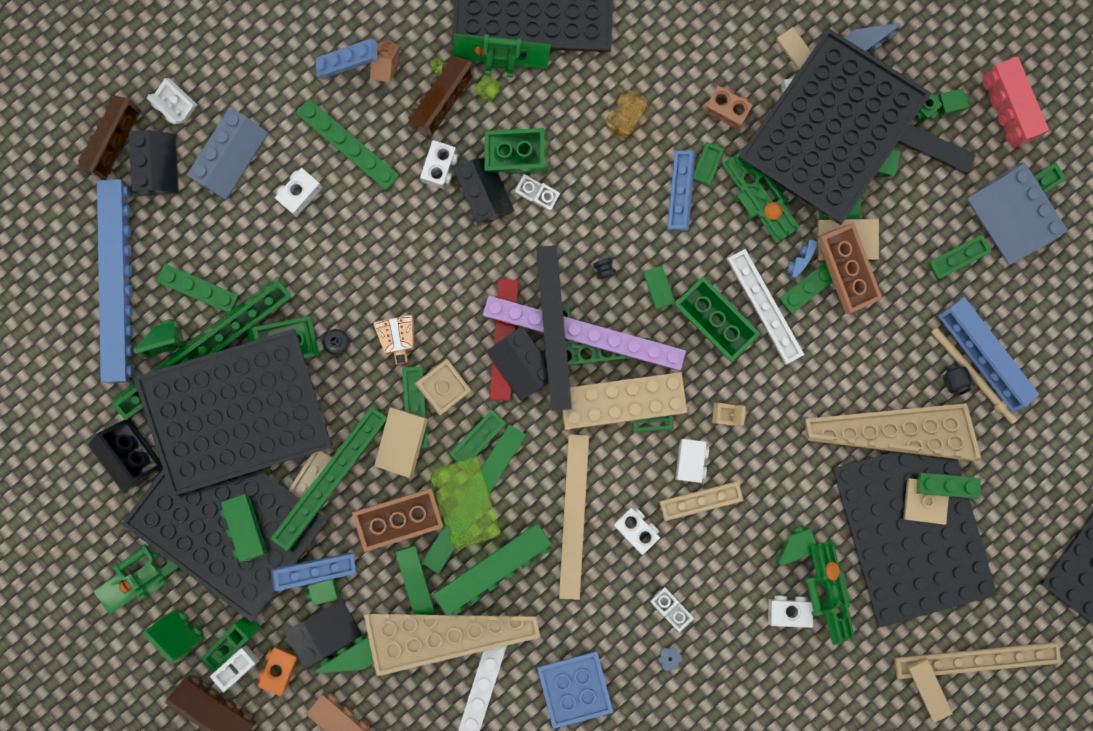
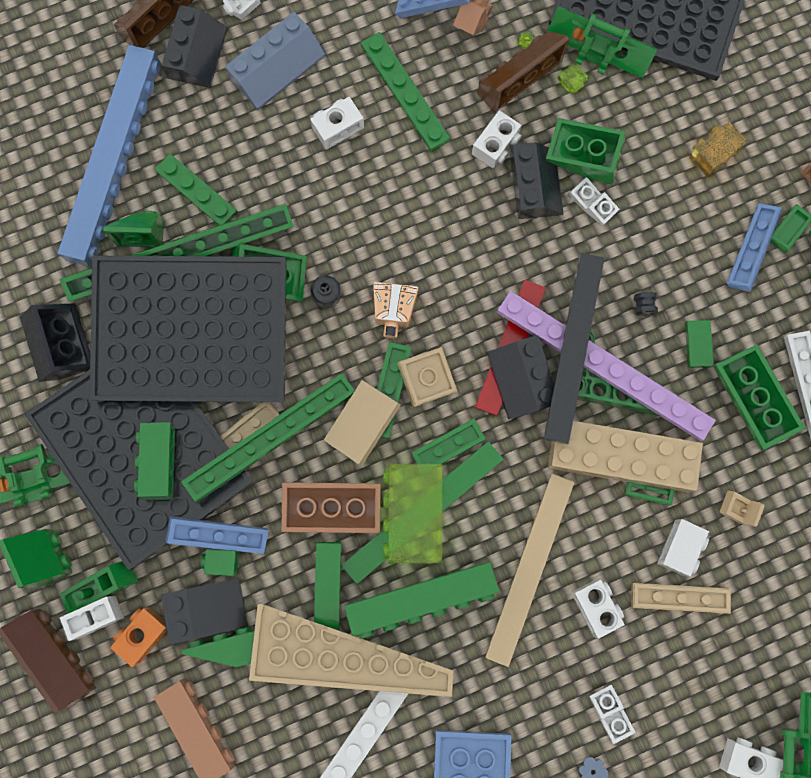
camera: 20 degrees right, 5 degrees down
(796, 546) = (779, 686): green slope -> none

